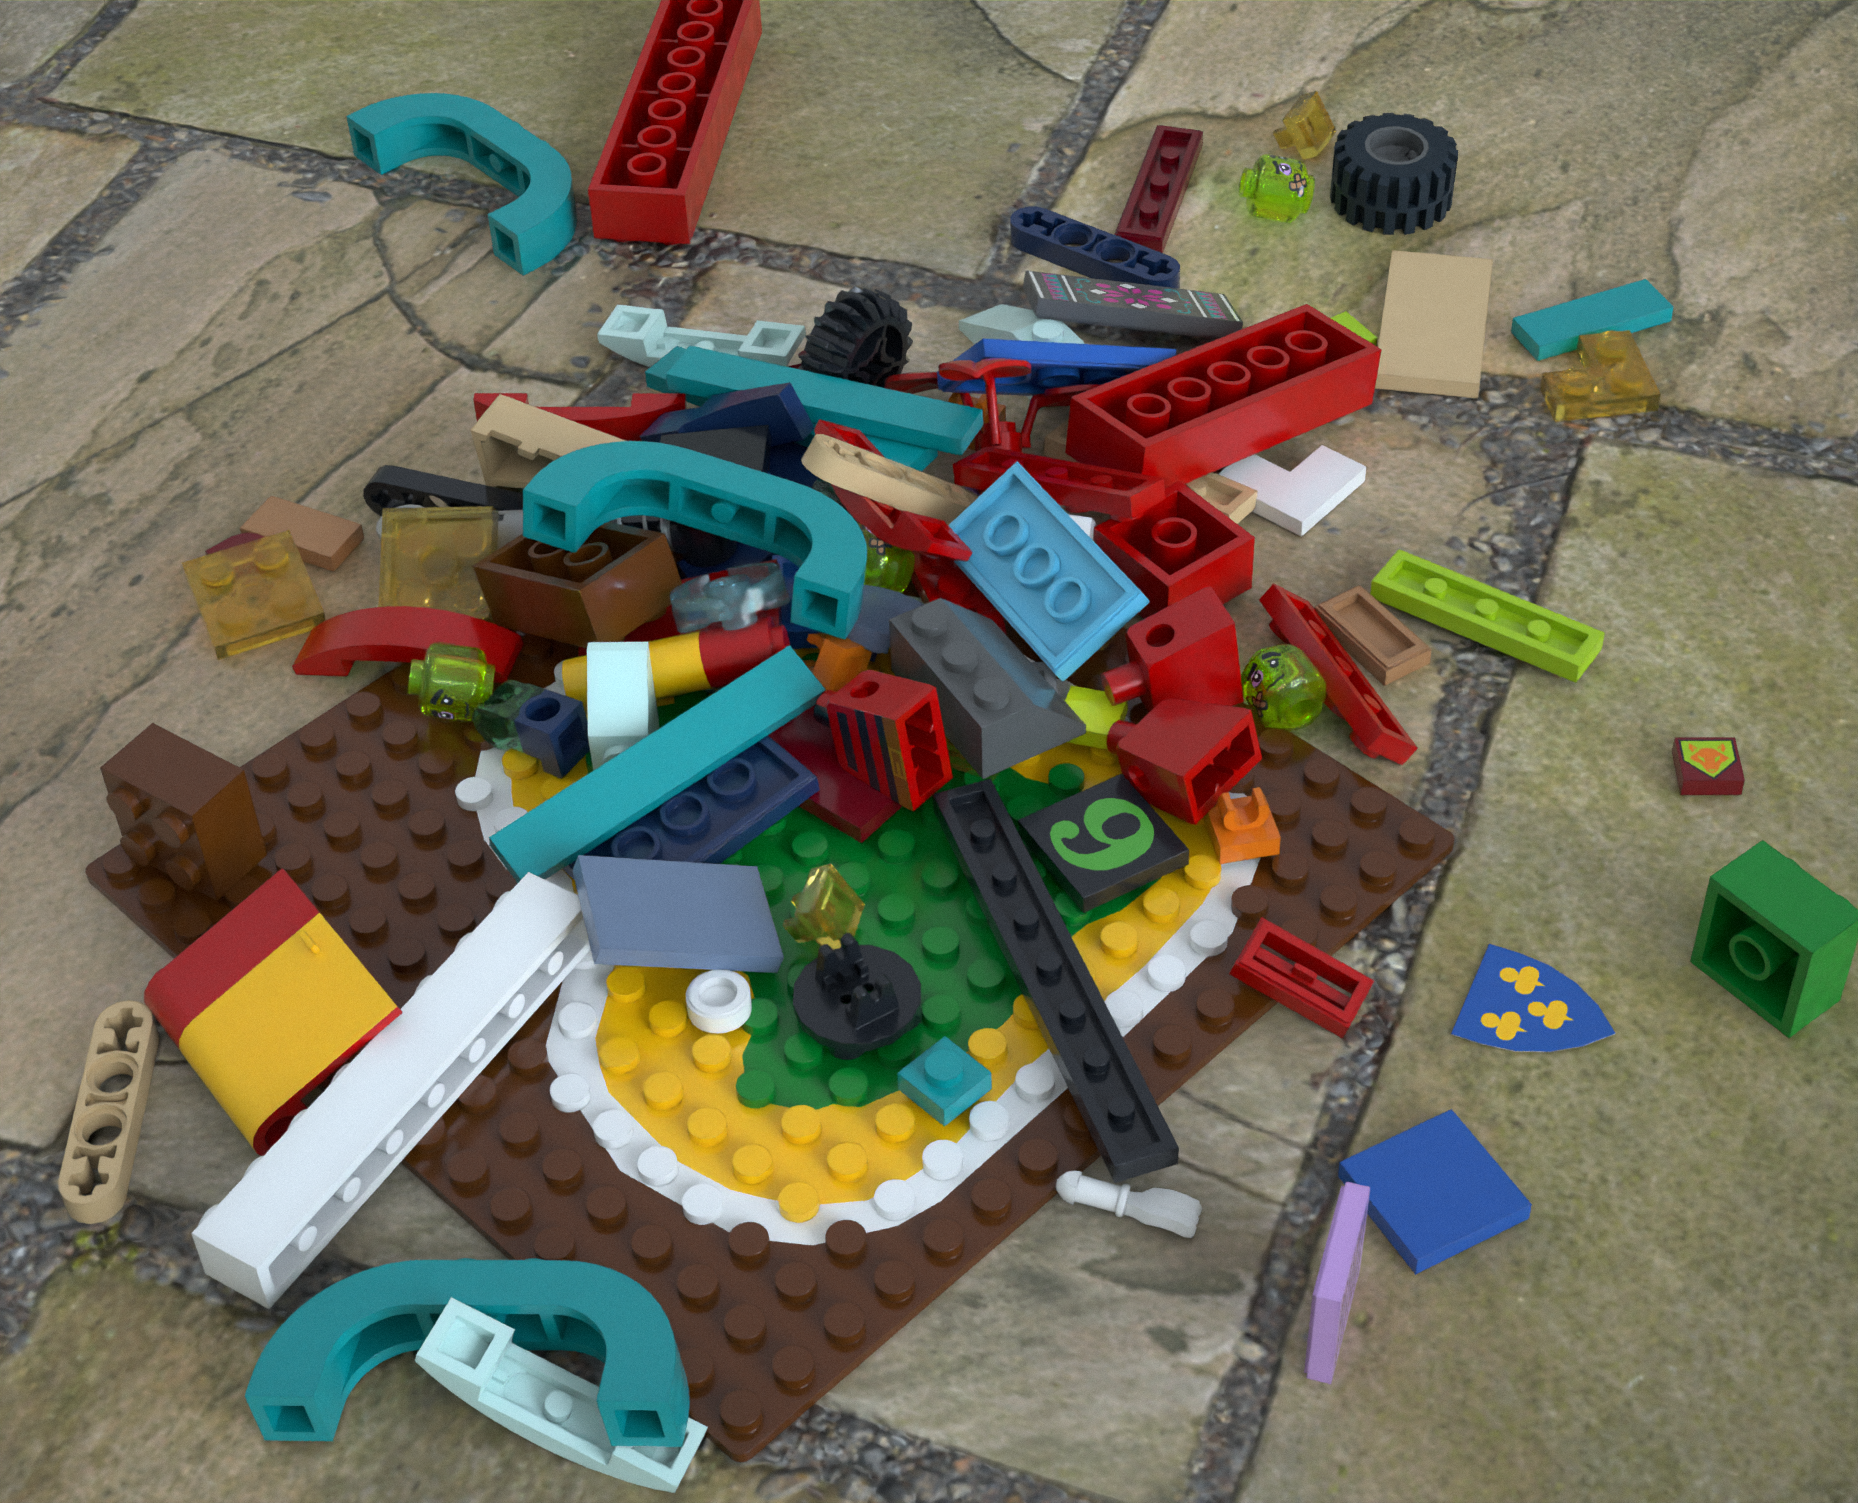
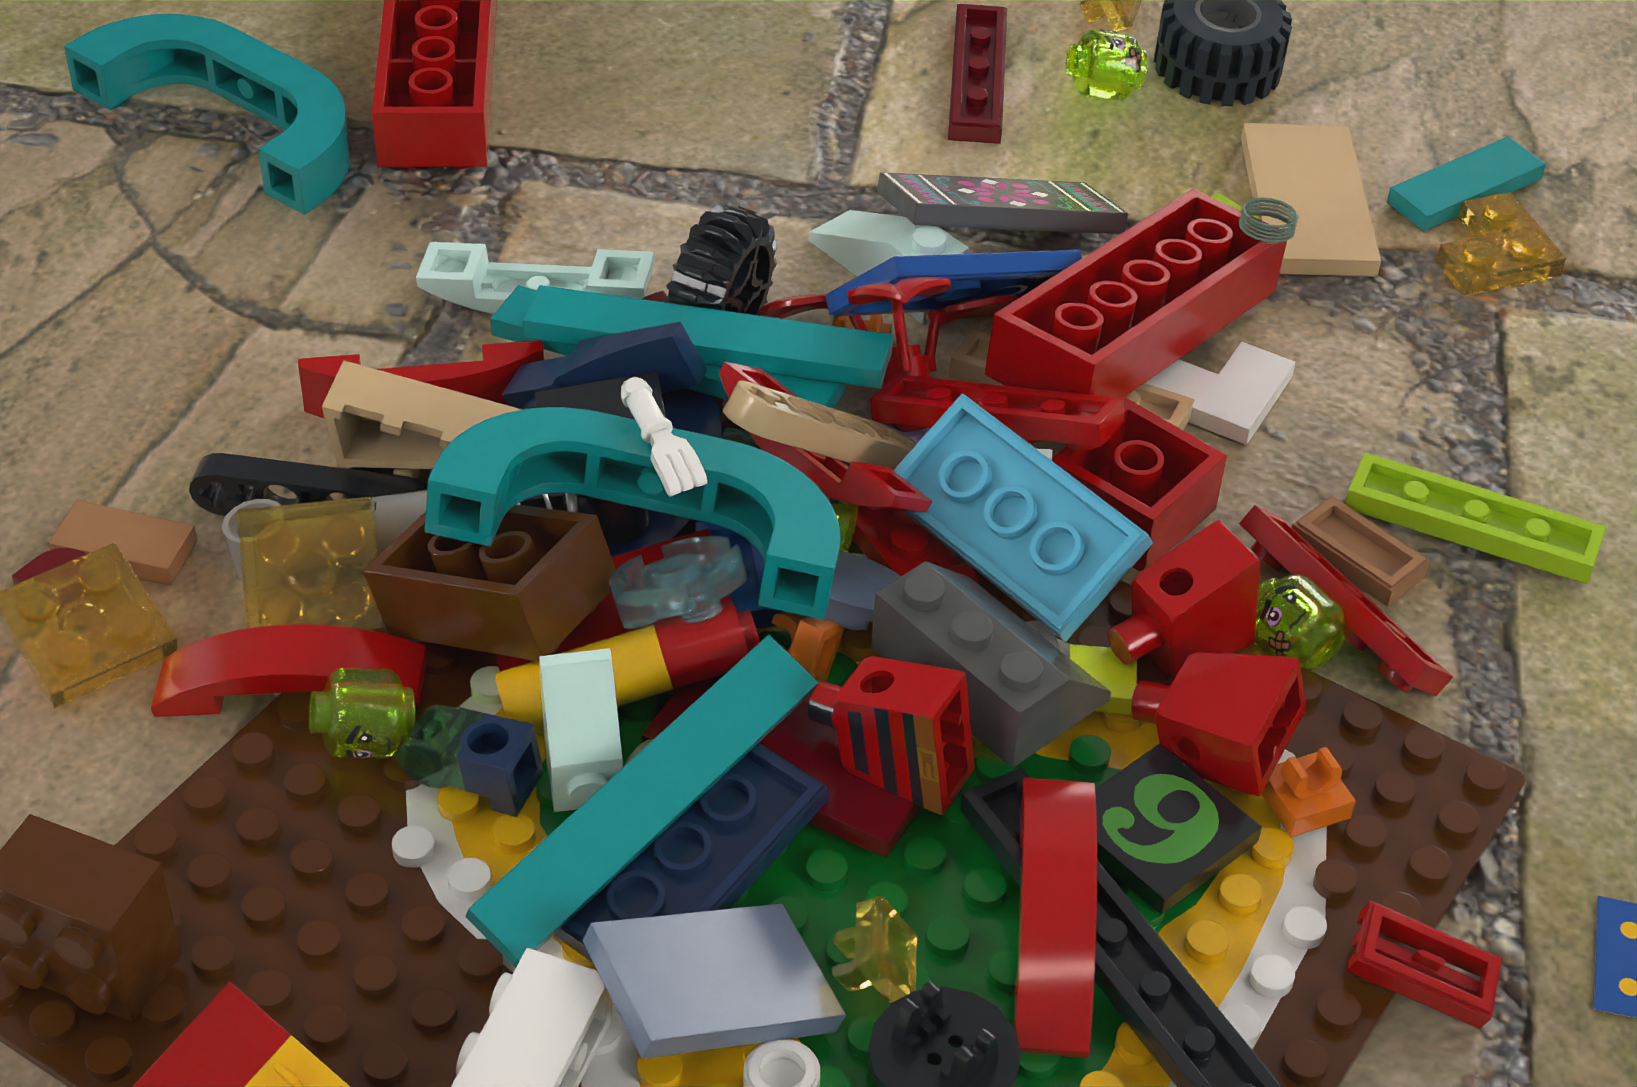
camera: 15 degrees left, 0 degrees up
(735, 488) = (670, 455): none -> white piece
(977, 899) = (1056, 918): none -> red slope
(1047, 233) = (876, 131): dark blue beam -> none
(1341, 333) = (1291, 224): none -> sand green axle

